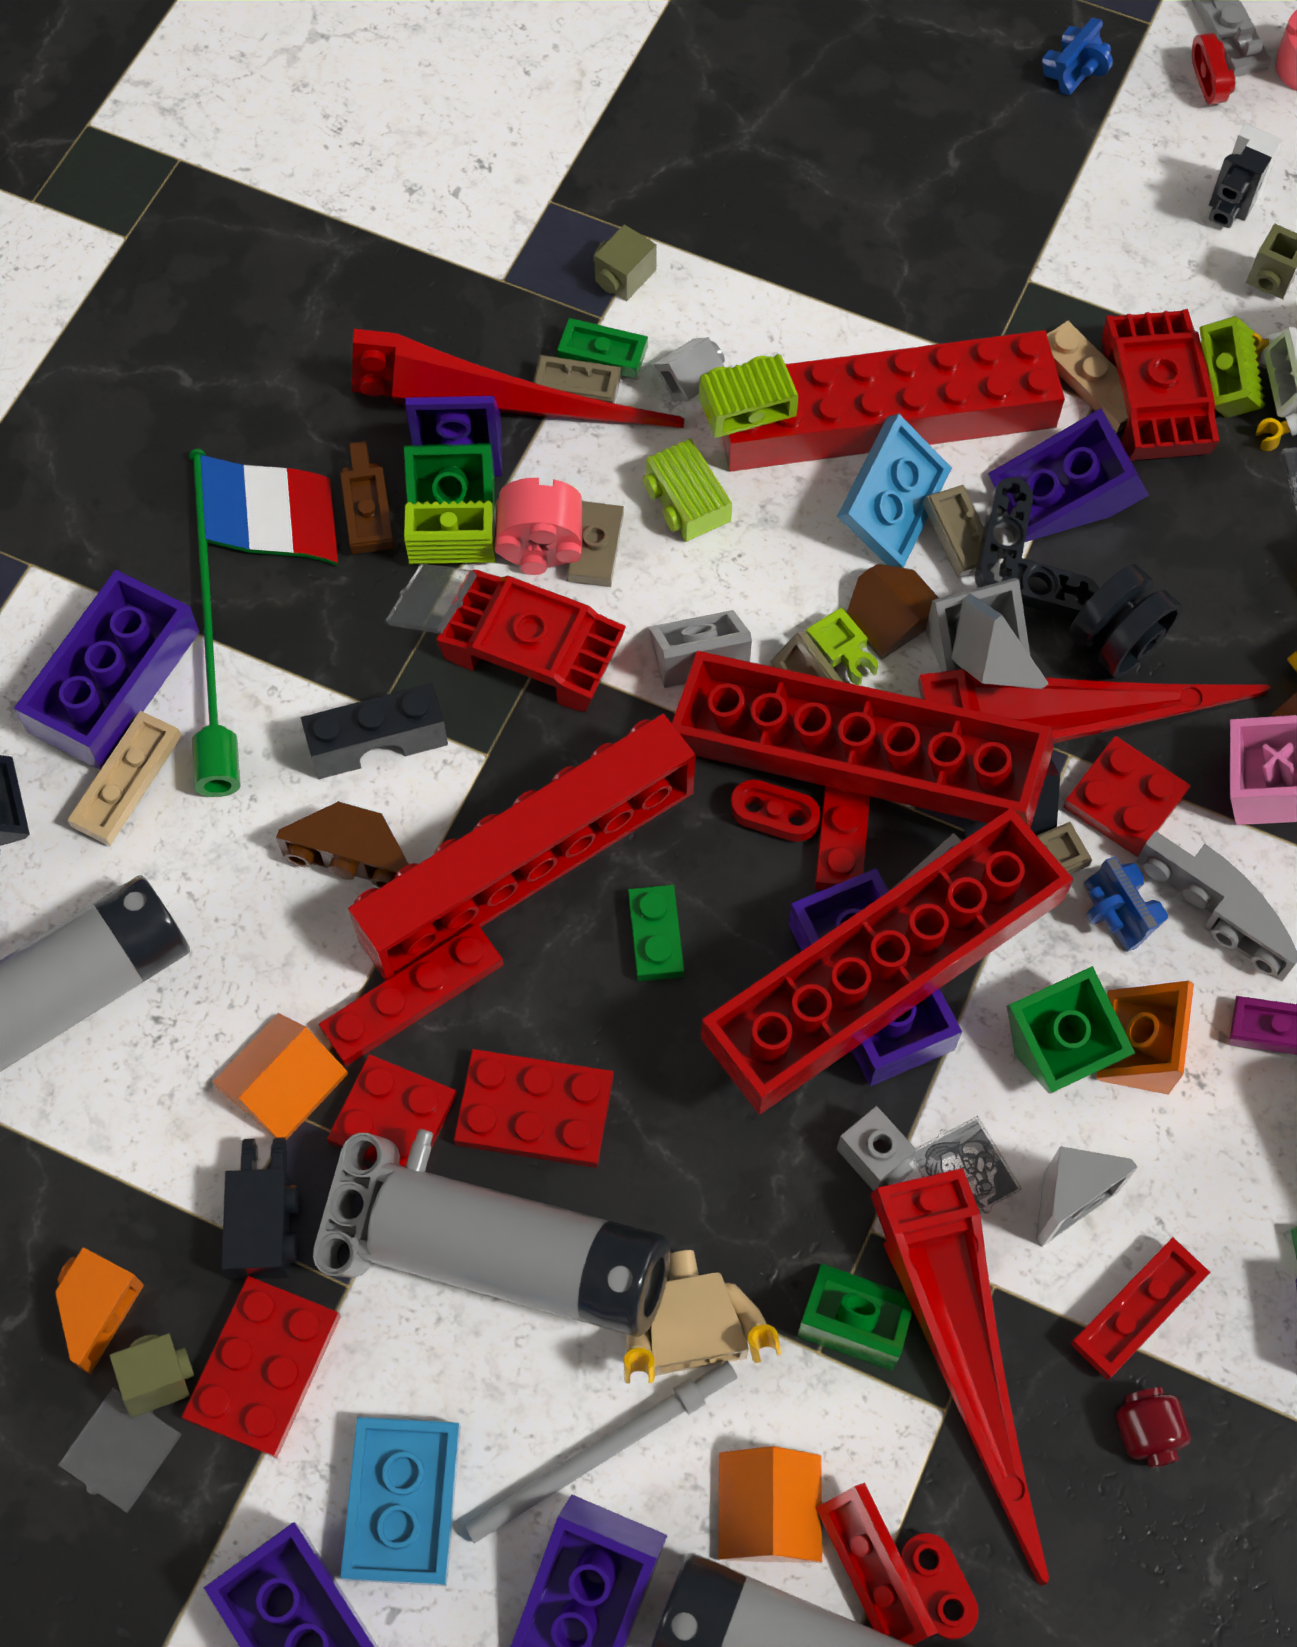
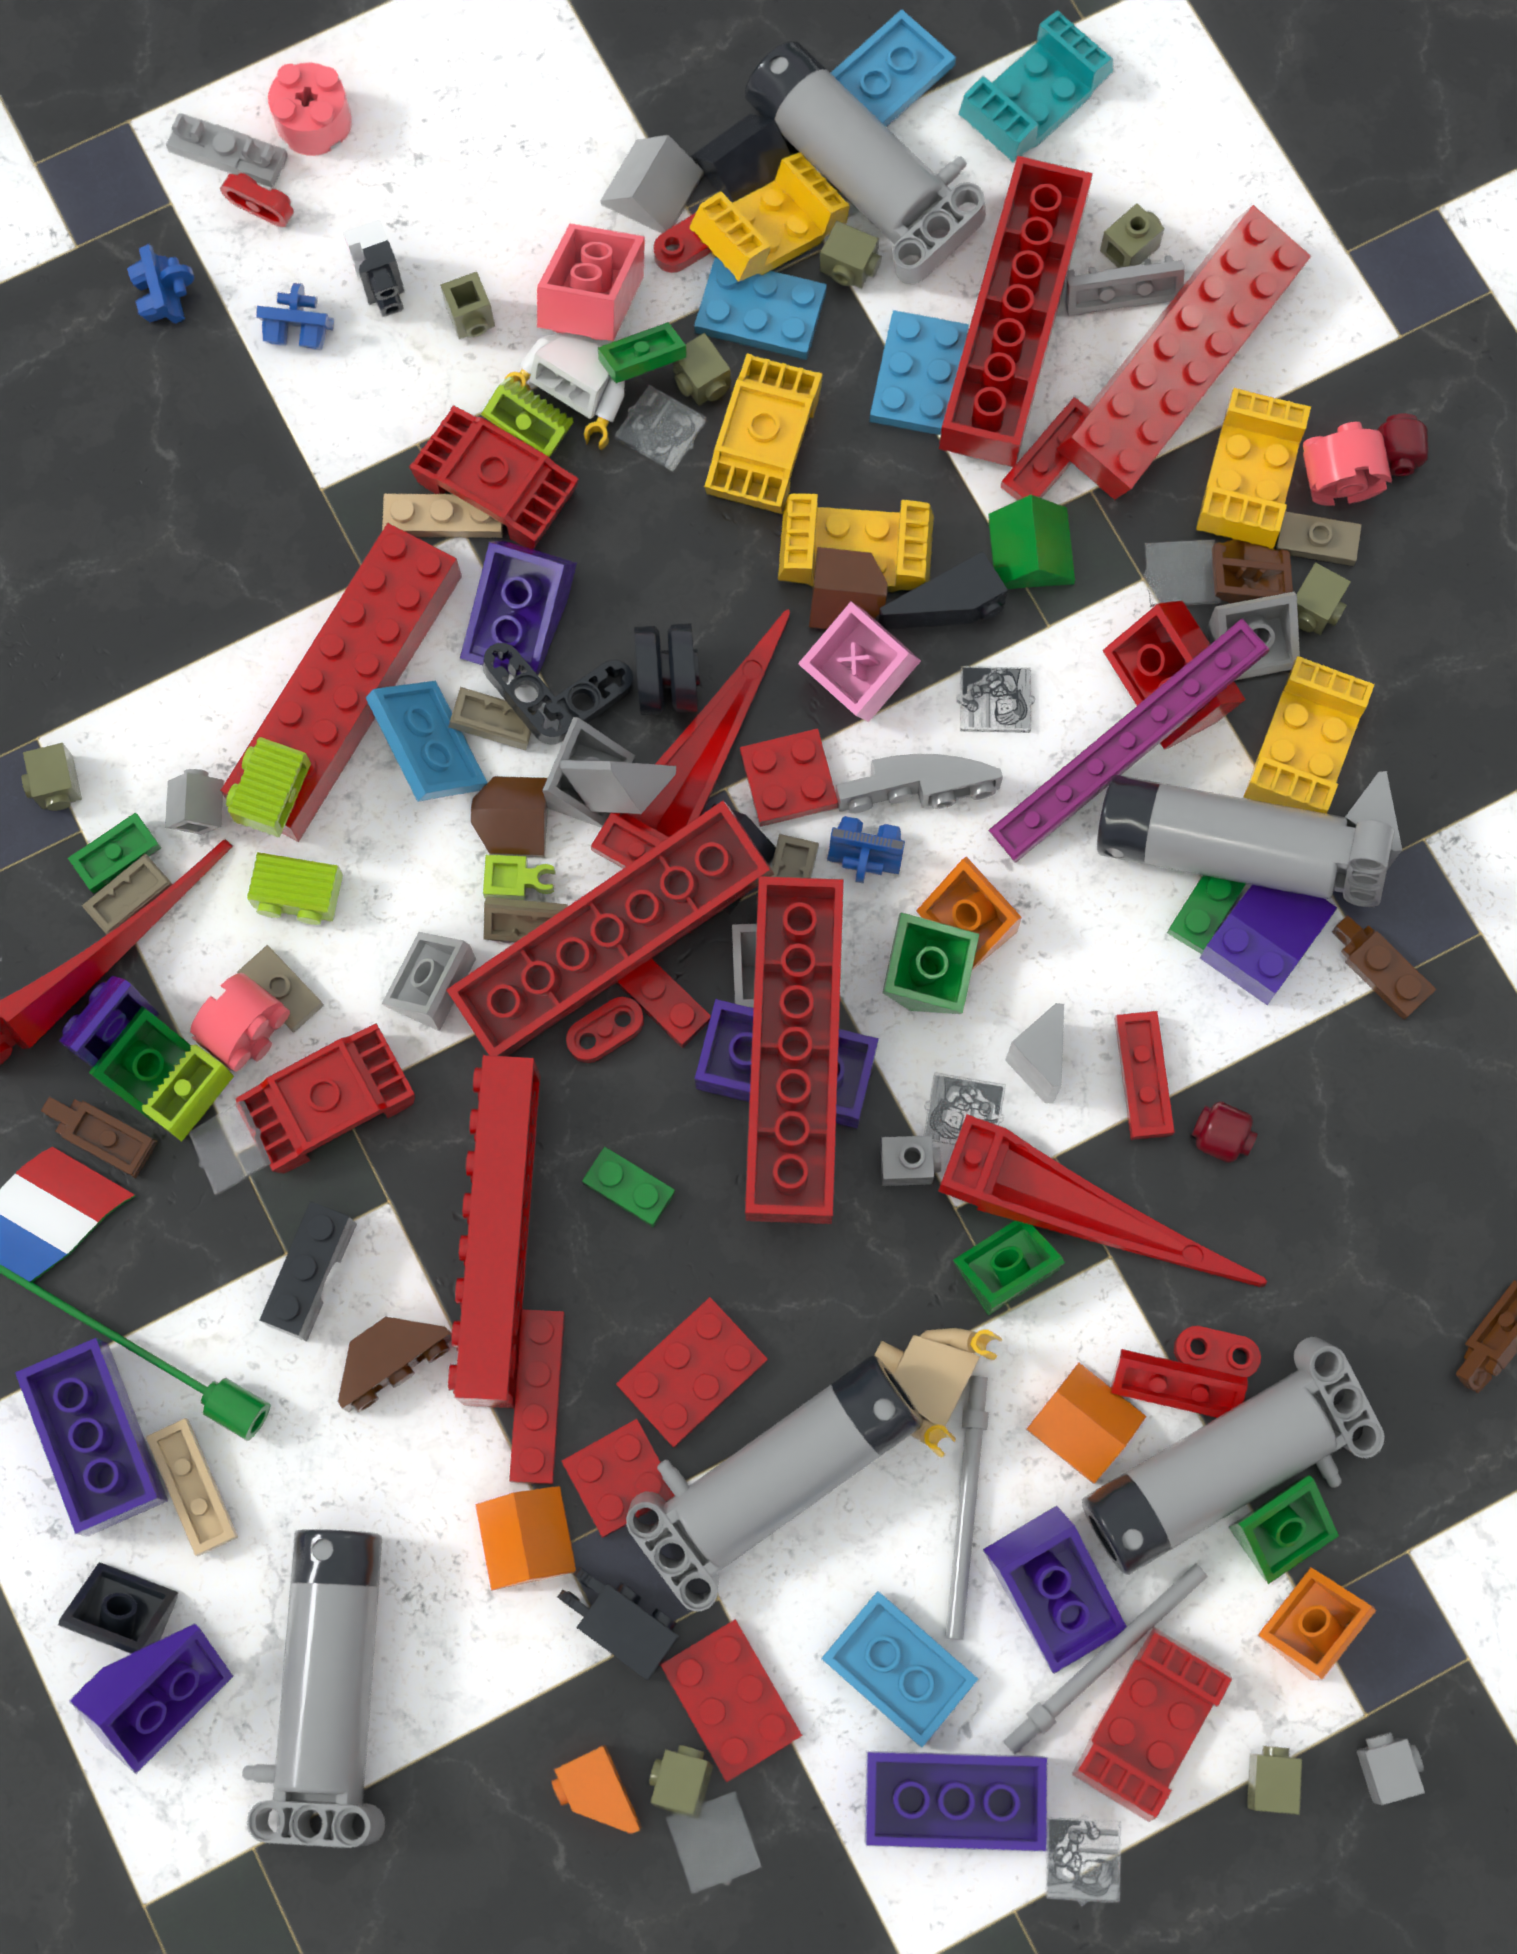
camera: 50 degrees left, 10 degrees up
(1152, 171) = (312, 324): none -> blue hips

